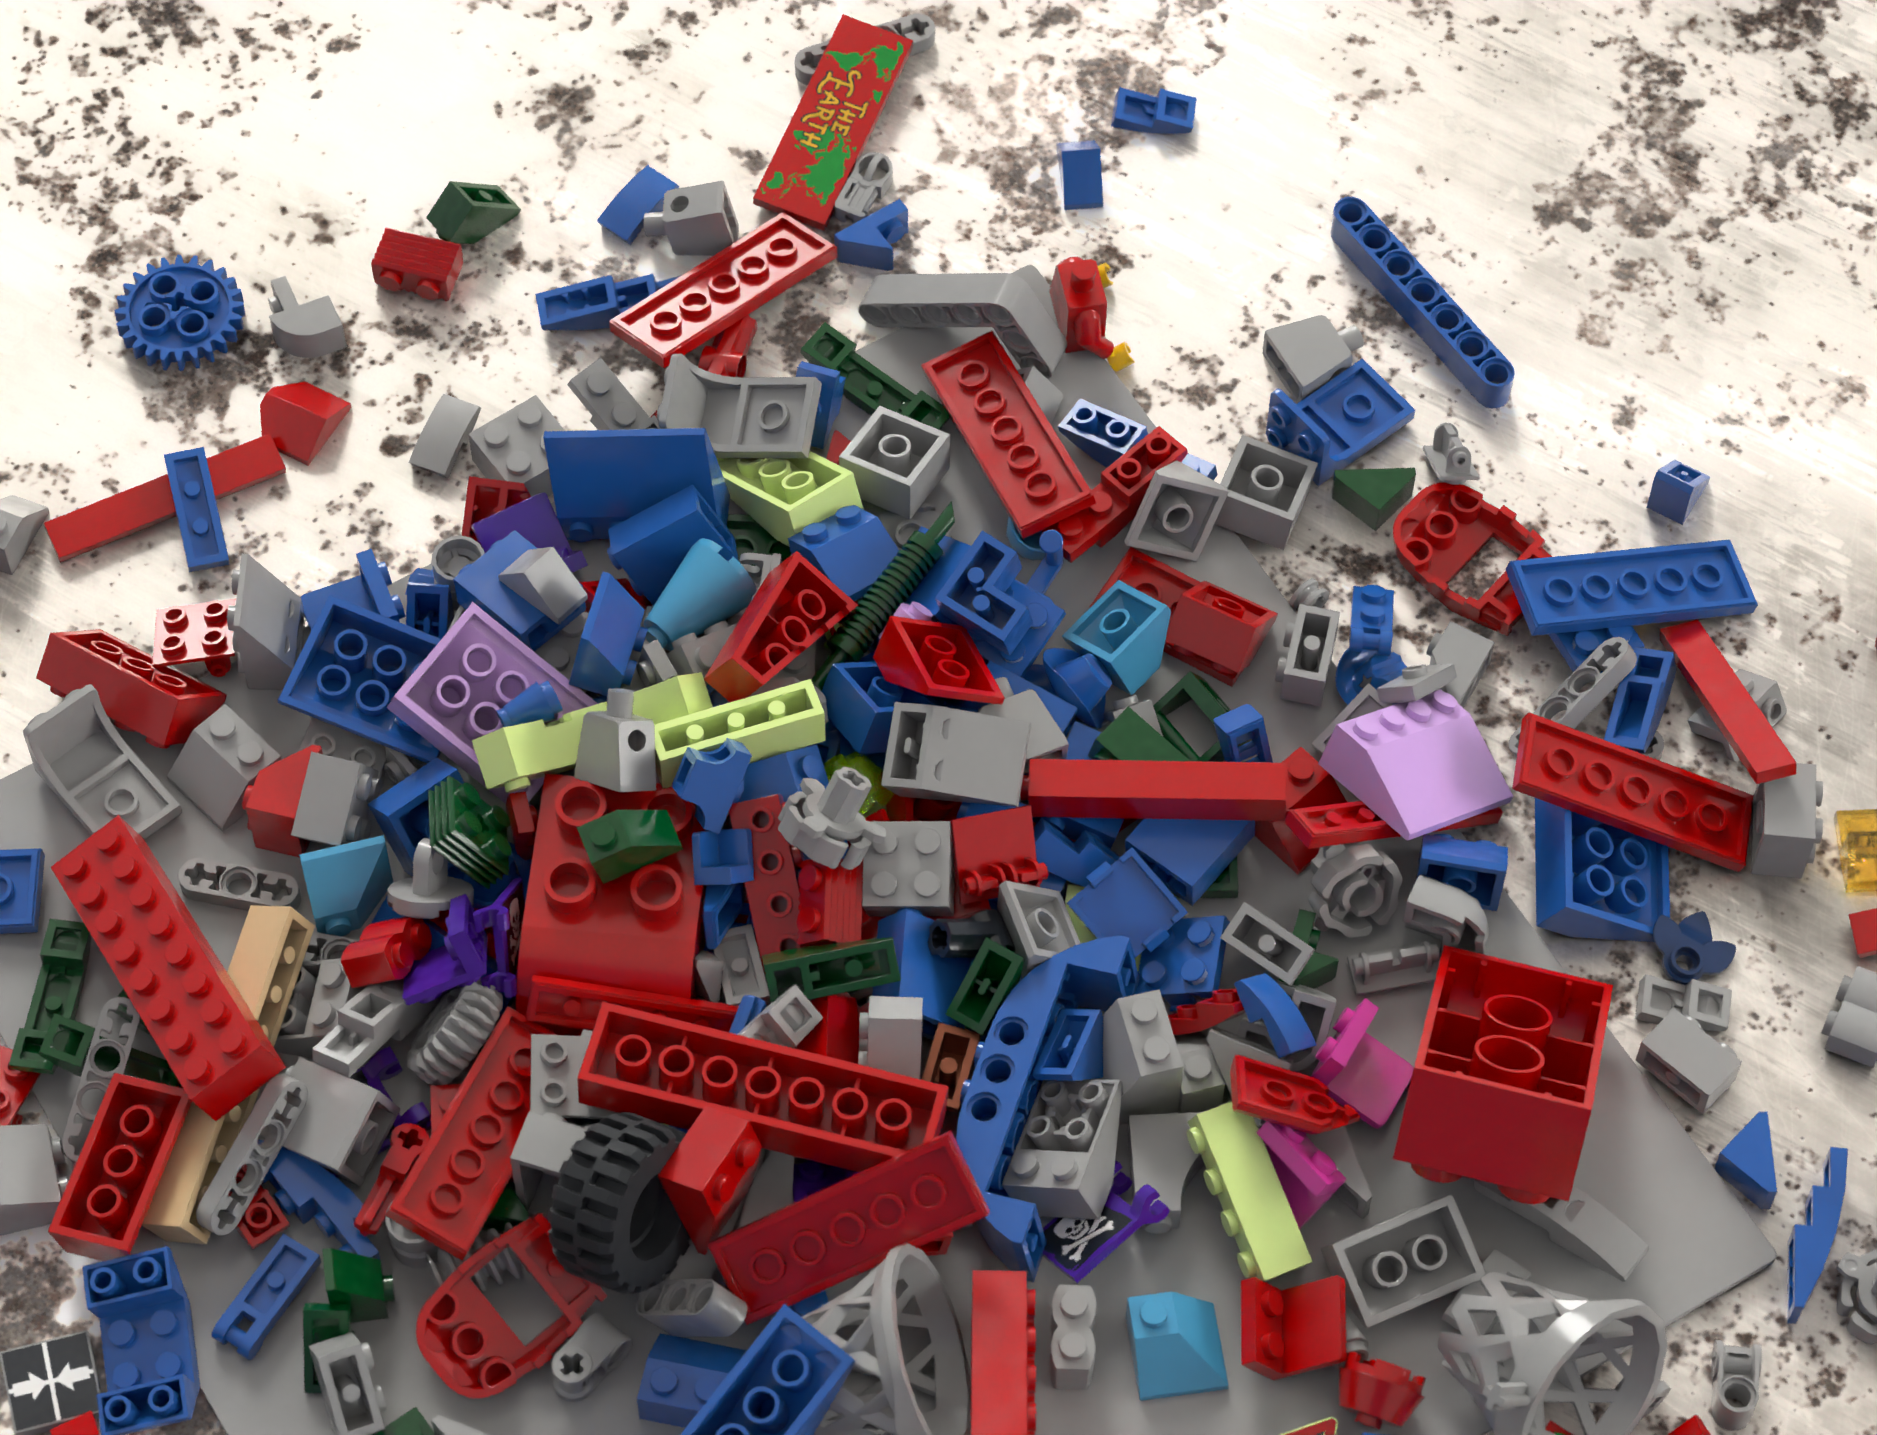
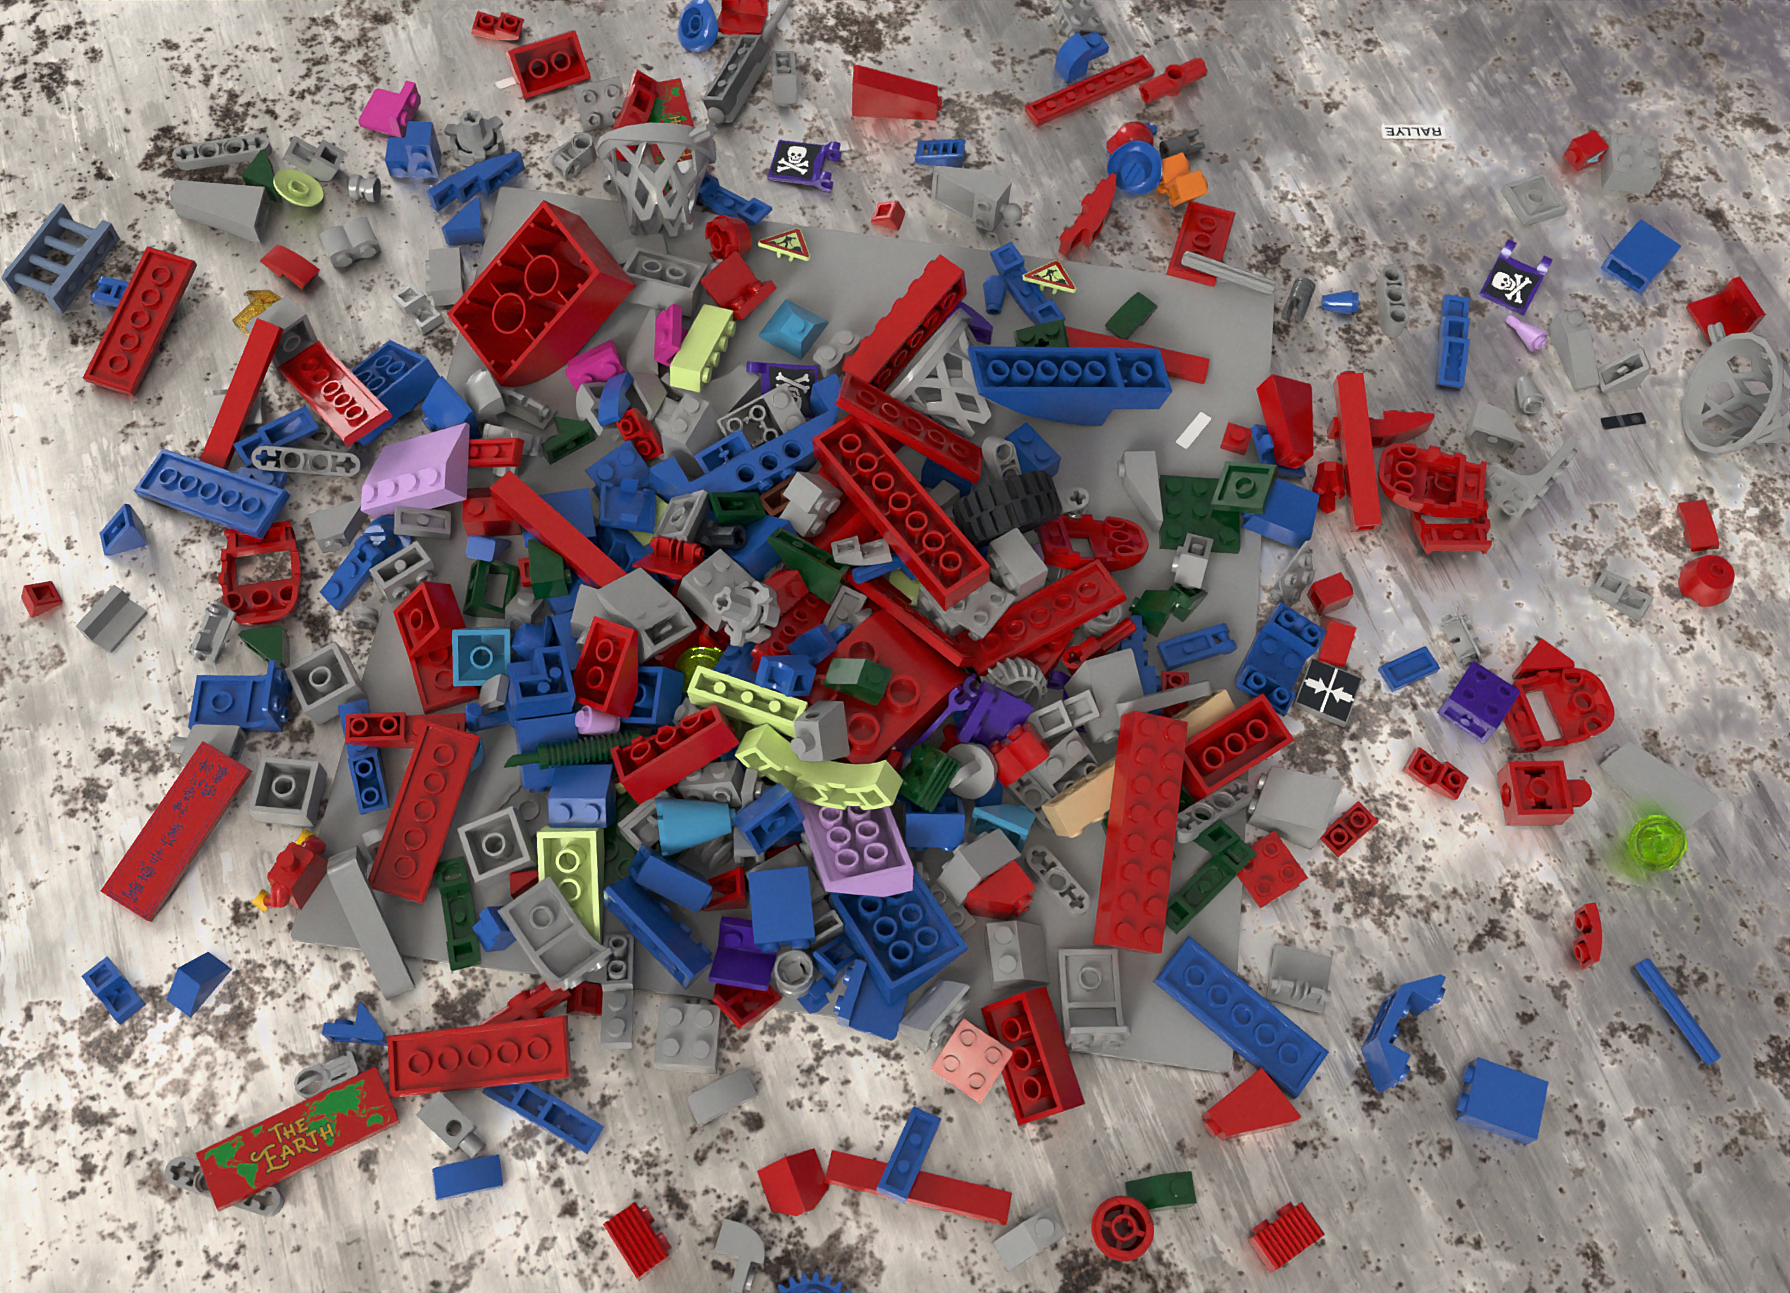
camera: 145 degrees left, 5 degrees up
(471, 211) = (571, 1254): dark green slope -> none
(533, 704) = (839, 811): blue cone -> none
(545, 583) = (771, 886): light grey slope -> none
(711, 1173) = (953, 482): red slope -> none
(1060, 592) = (493, 693): none -> light grey slope
(1177, 512) = (385, 696): light grey slope -> none
(1182, 371) = (287, 791): none -> light grey brick
(1251, 262) = (176, 831): none -> red tile
(1267, 943) = (580, 438): light grey slope -> none
(1285, 1097) = (652, 353): red tile -> none
(1359, 230) = (122, 749): blue beam -> none
(1416, 683) = (372, 510): light grey plate -> none
(1576, 402) = (111, 619): none -> light grey panel
(1681, 371) = (40, 598): none -> red slope
(1693, 945) = (386, 326): dark blue plate -> none

